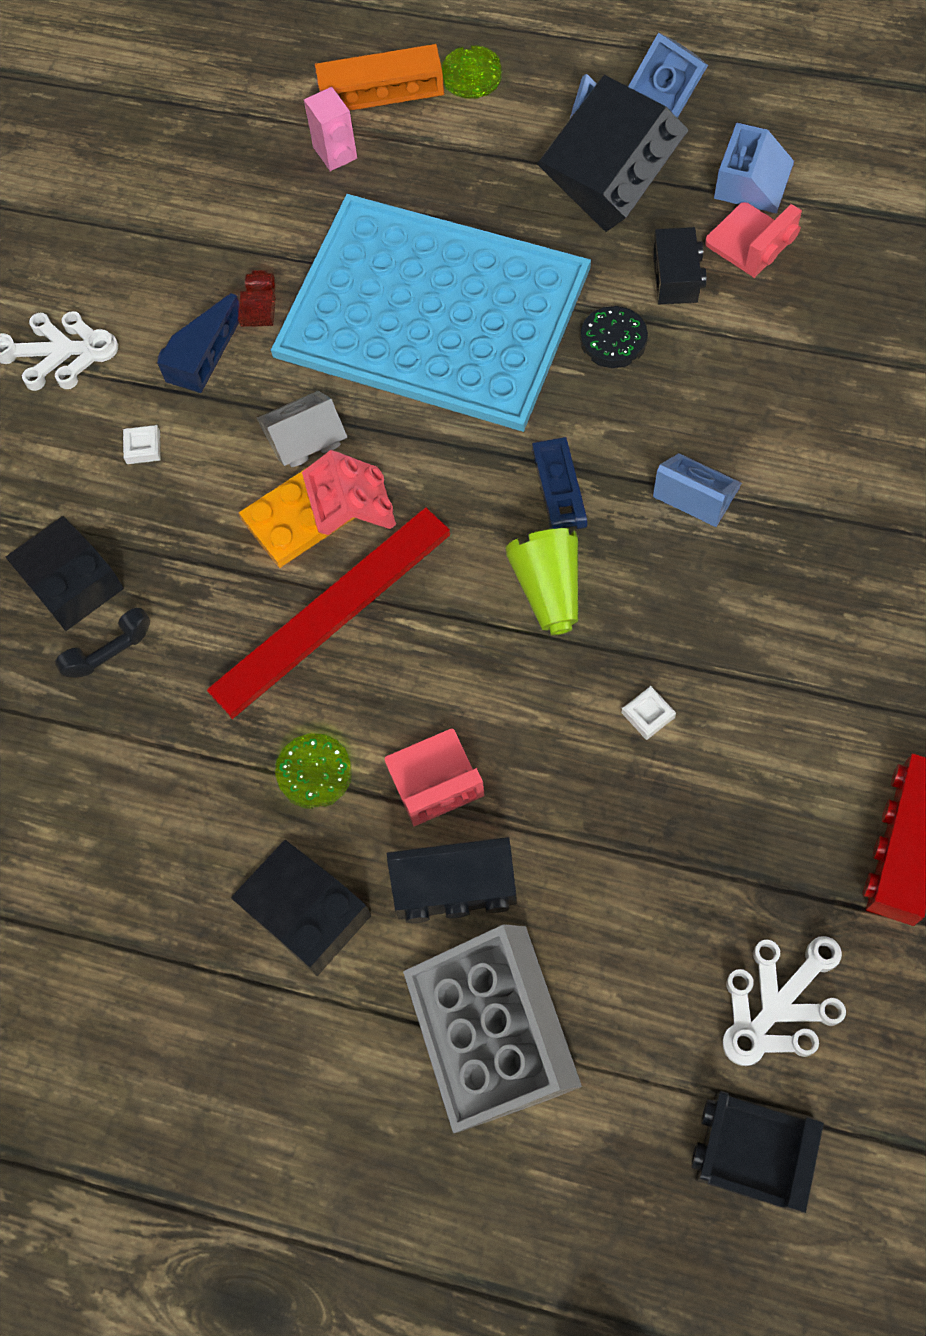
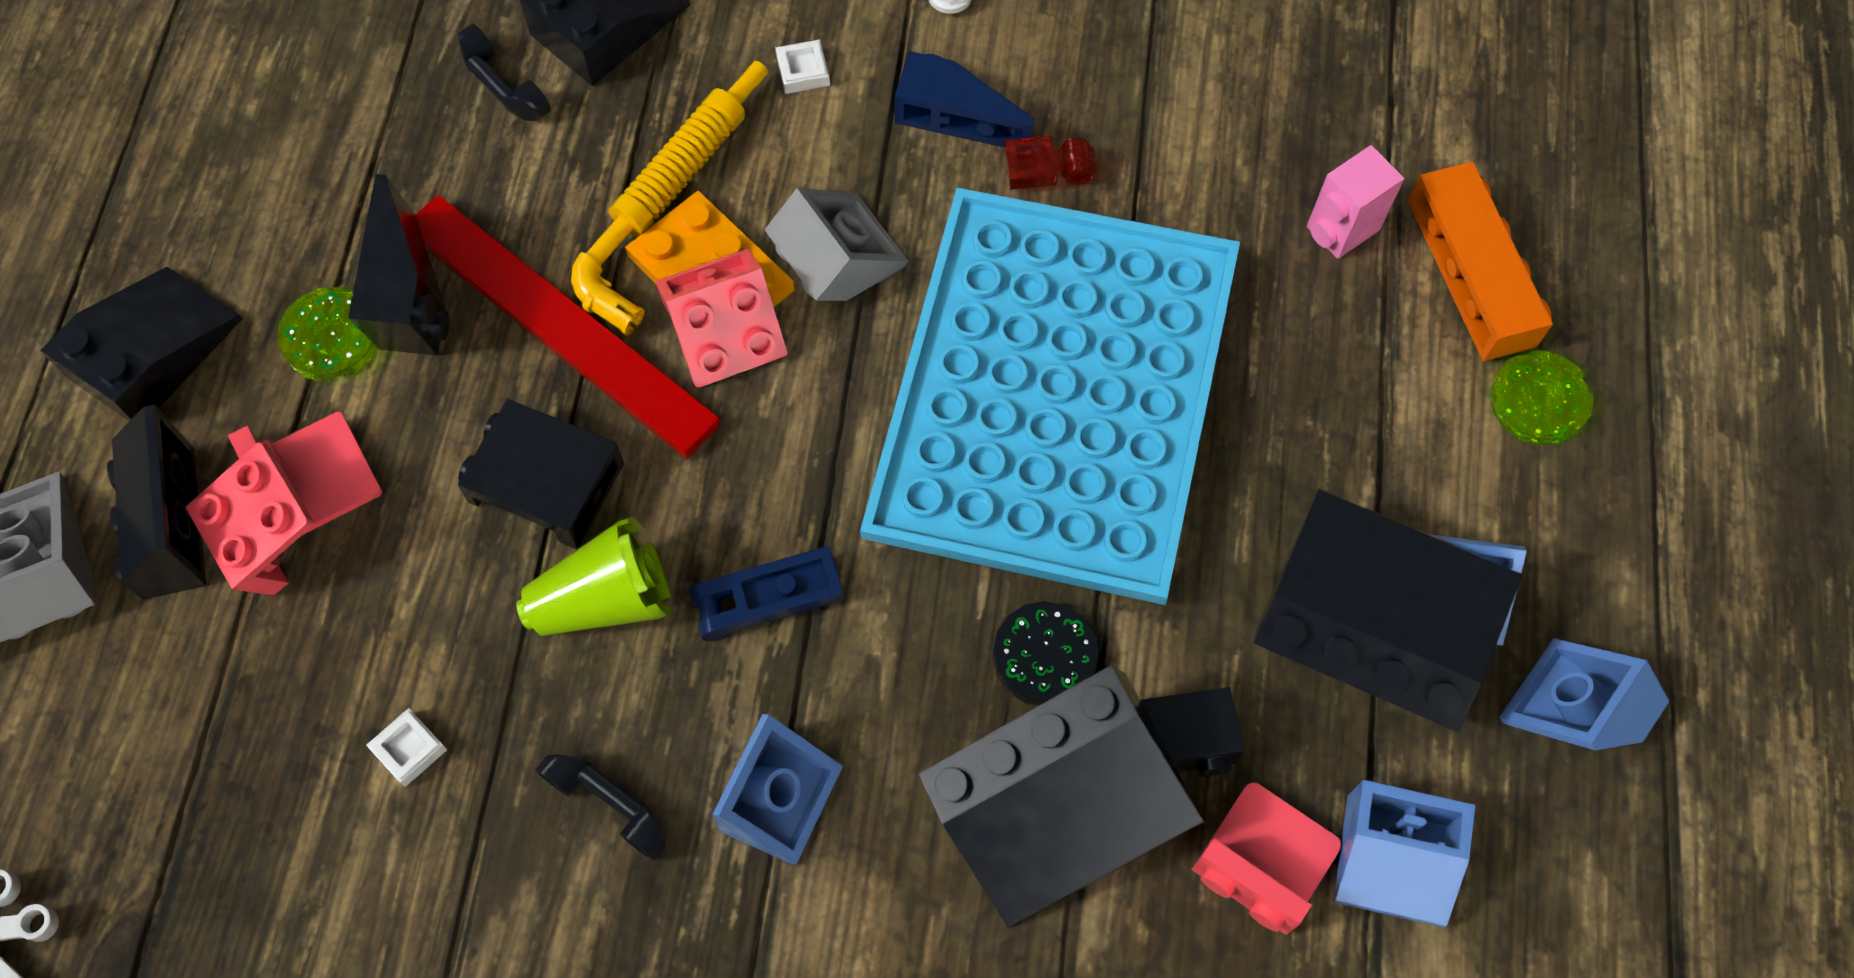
camera: 75 degrees right, 0 degrees up
(234, 540) = (653, 191): none -> yellow piece
(290, 697) = (395, 285): none -> black slope
(453, 617) = (541, 471): none -> black panel
(478, 794) = (251, 520): none -> coral bracket
(714, 321) = (1061, 796): none -> black slope
(718, 563) = (567, 772): none -> black bar

